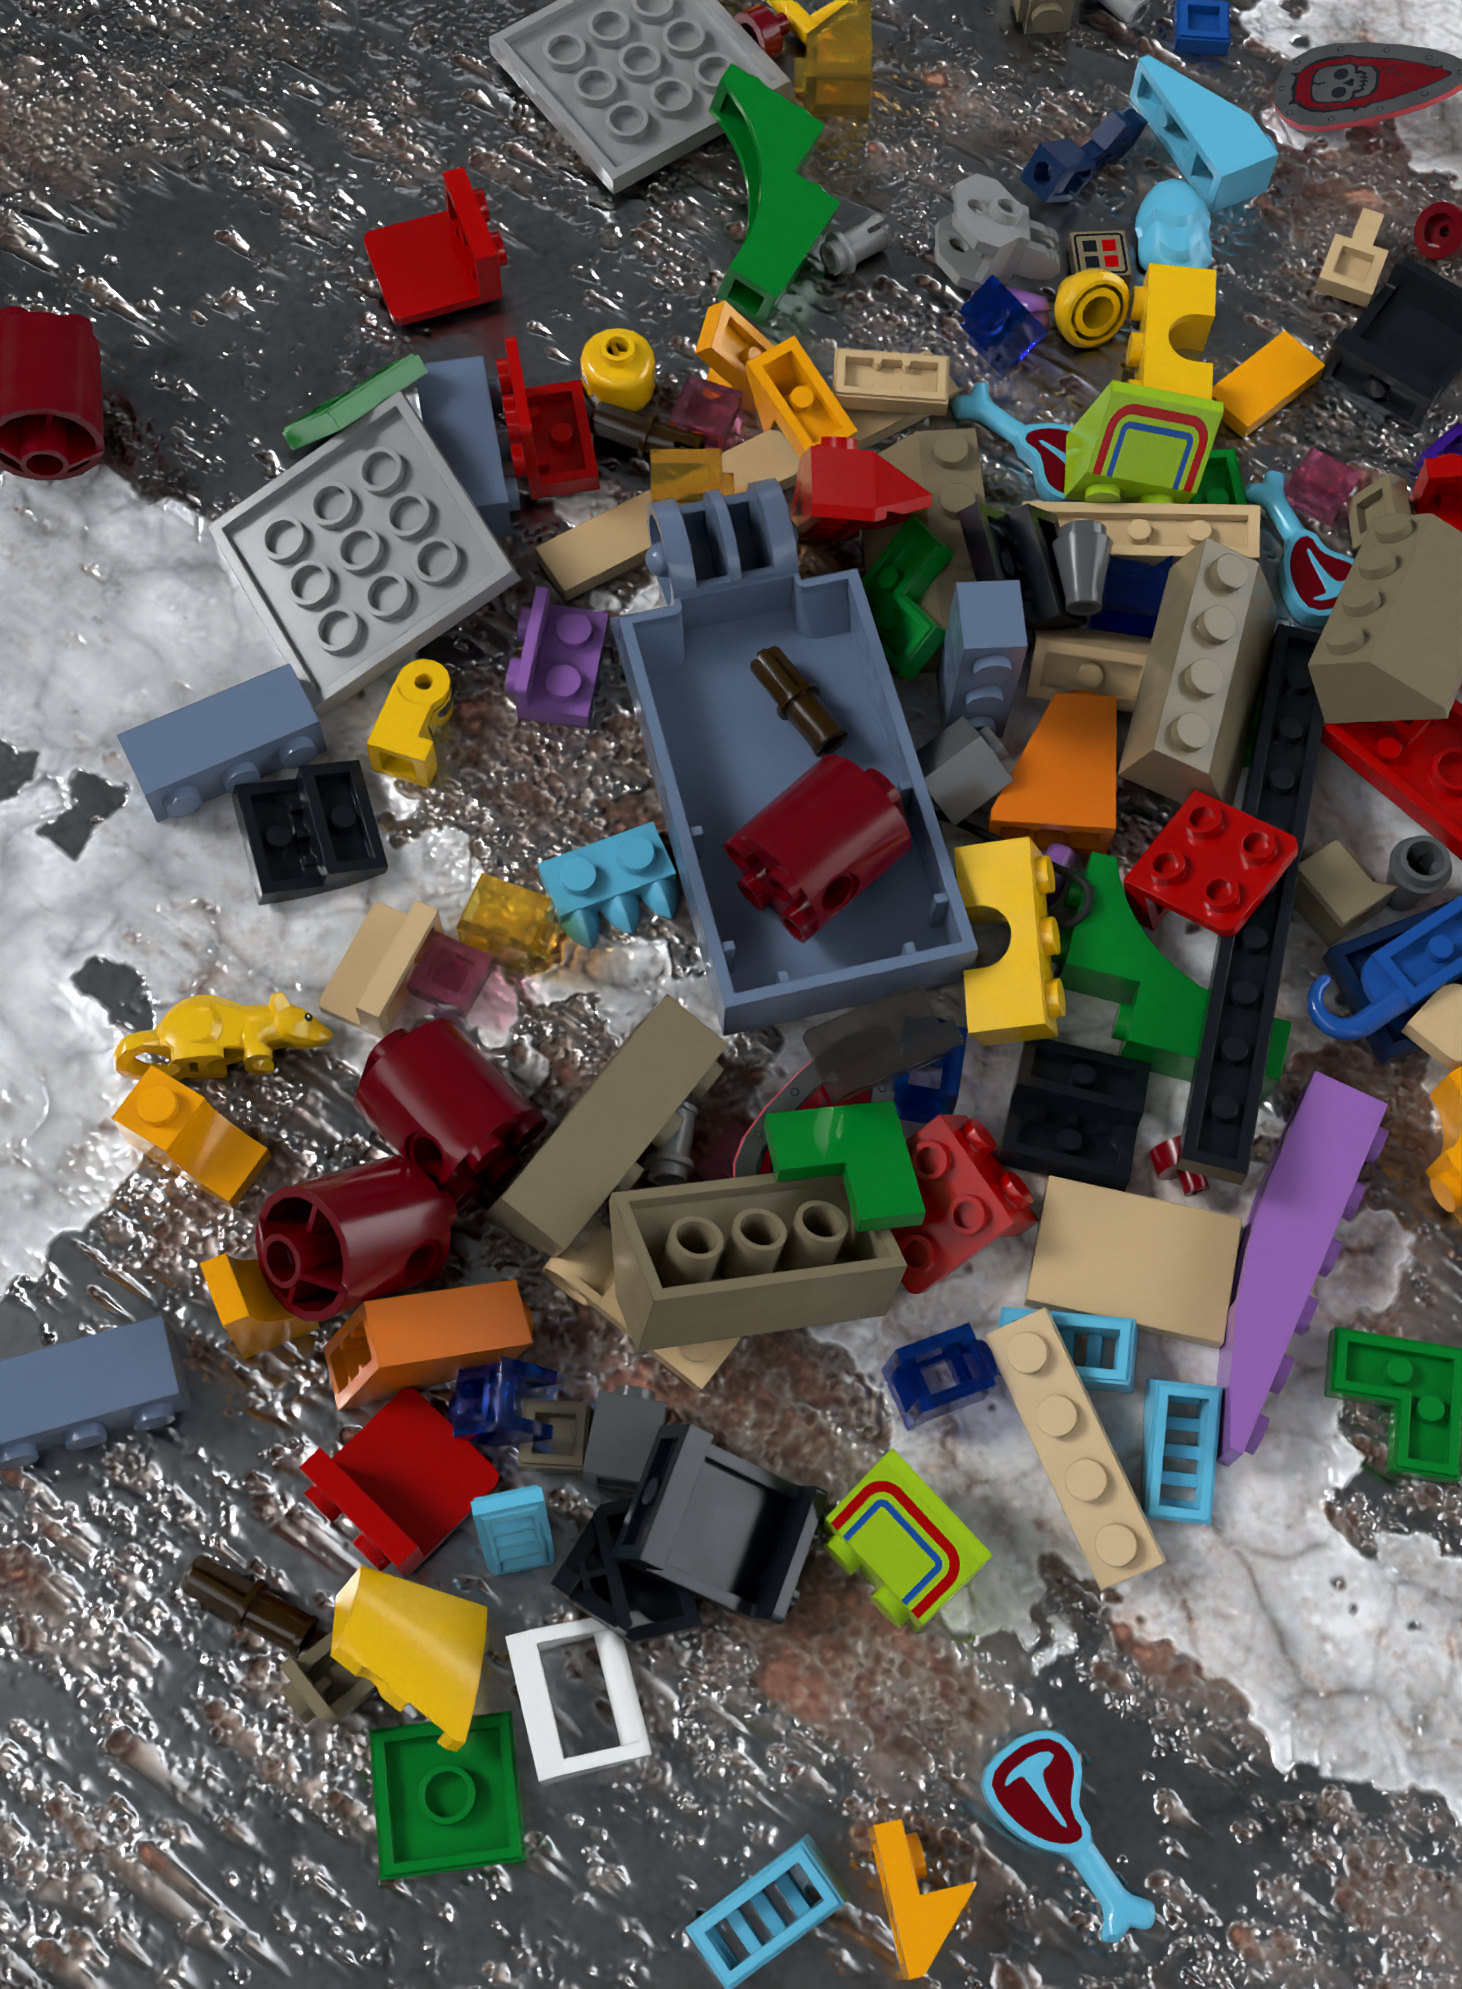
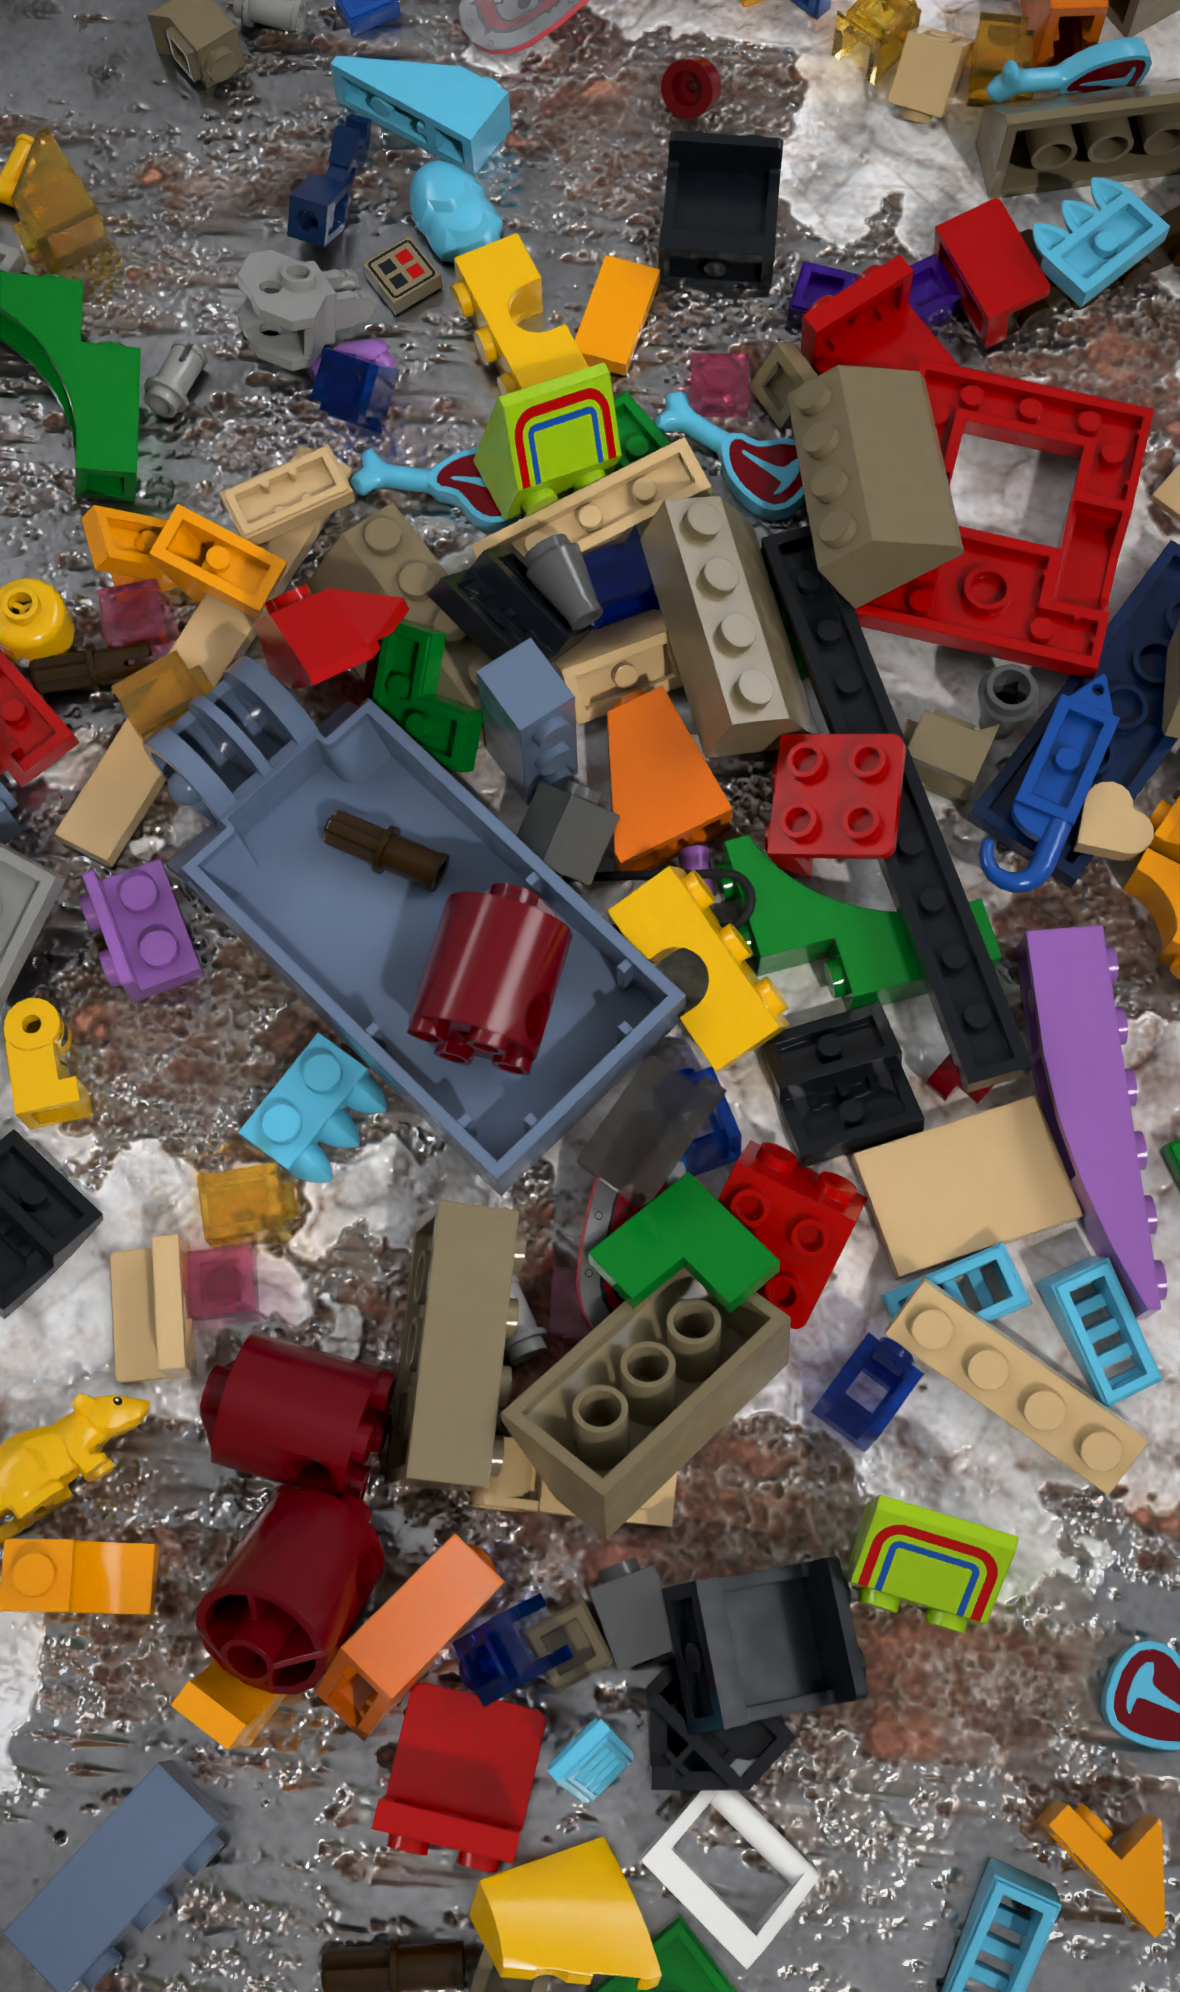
camera: 25 degrees left, 5 degrees up
(1091, 307) = (423, 325): yellow brick -> none
(1354, 263) = (629, 159): tan plate -> none

